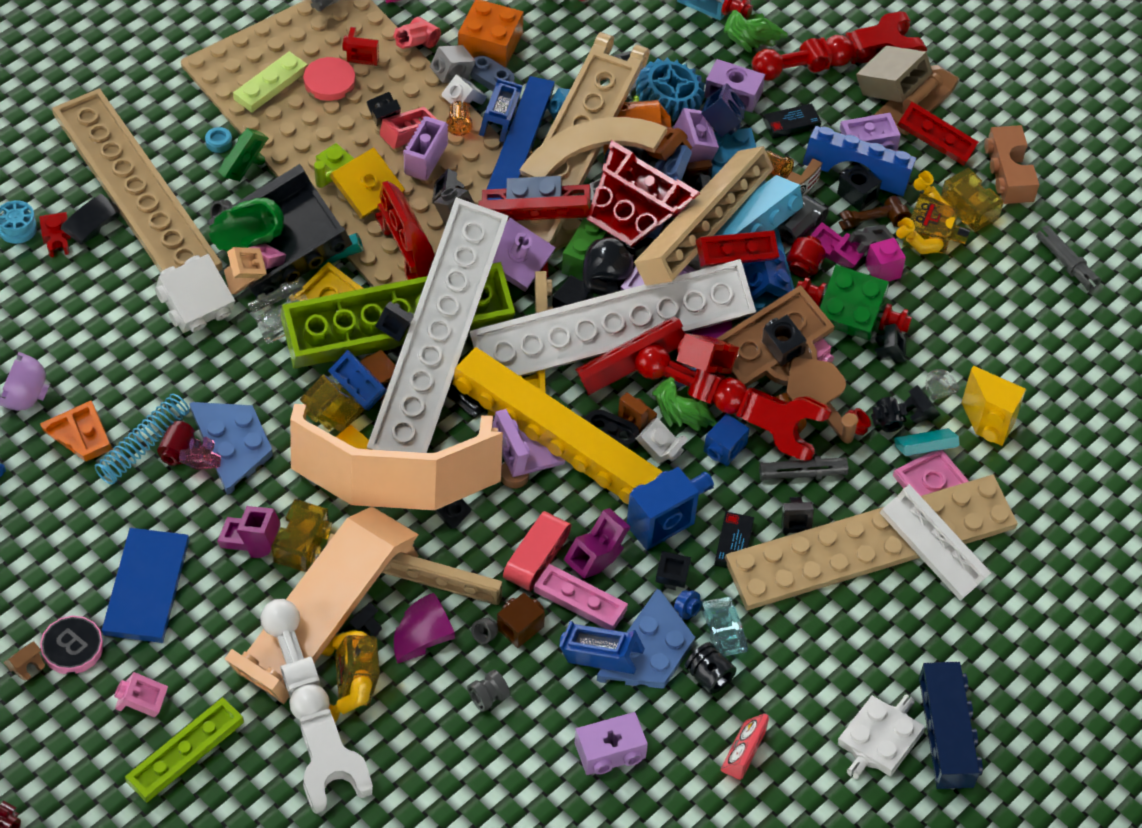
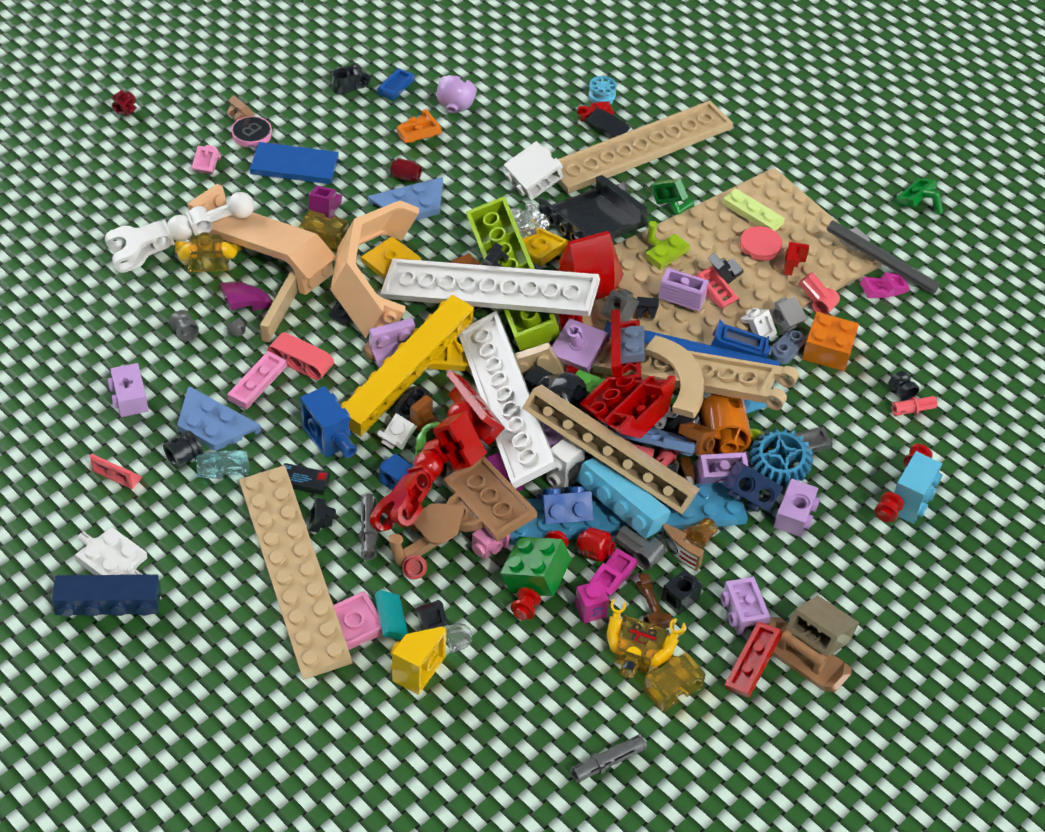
camera: 90 degrees right, 5 degrees down
(109, 470) = (405, 153): medium azure piece -> none
(184, 749) = (163, 180): lime plate -> none
(200, 456) = (391, 178): clear pink tile -> none
(218, 140) = (695, 190): medium azure tile -> none
(244, 268) = (550, 185): light nougat bracket -> none
(247, 224) = (595, 192): green hair -> none
(271, 256) = (570, 204): bright pink plate -> none
(331, 404) = (428, 237): clear yellow brick -> none
(358, 380) = (451, 250): blue plate -> none
(362, 181) = (647, 259): yellow plate -> none
(365, 621) = (247, 262): black tile -> none
(459, 119) = (728, 315): clear orange bush -> none
(520, 619) = (240, 344): reddish brown brick -> none
(600, 547) = (294, 385): magenta brick -> none
(600, 647) = (206, 380): blue window -> none
(673, 570) = (272, 430): black tile -> none
(688, 604) = (243, 441): blue plate -> none
(732, 247) = (568, 462): red plate -> none
(752, 31) = (865, 525): bright green hair -> none
(783, 350) = (475, 493): black brick -> none
(791, 121) = (763, 553): black tile -> none
(839, 50) = (874, 627): red piece -> none
(869, 236) = (619, 594): dark grey plate -> none
(889, 166) = (704, 603): blue arch -> none
(889, 414) = (419, 588): black gear -> none
(893, 344) = (498, 601): black tile -> none
(935, 542) = (277, 600): white fence -> none
(1013, 181) = (743, 716): nougat arch -> none

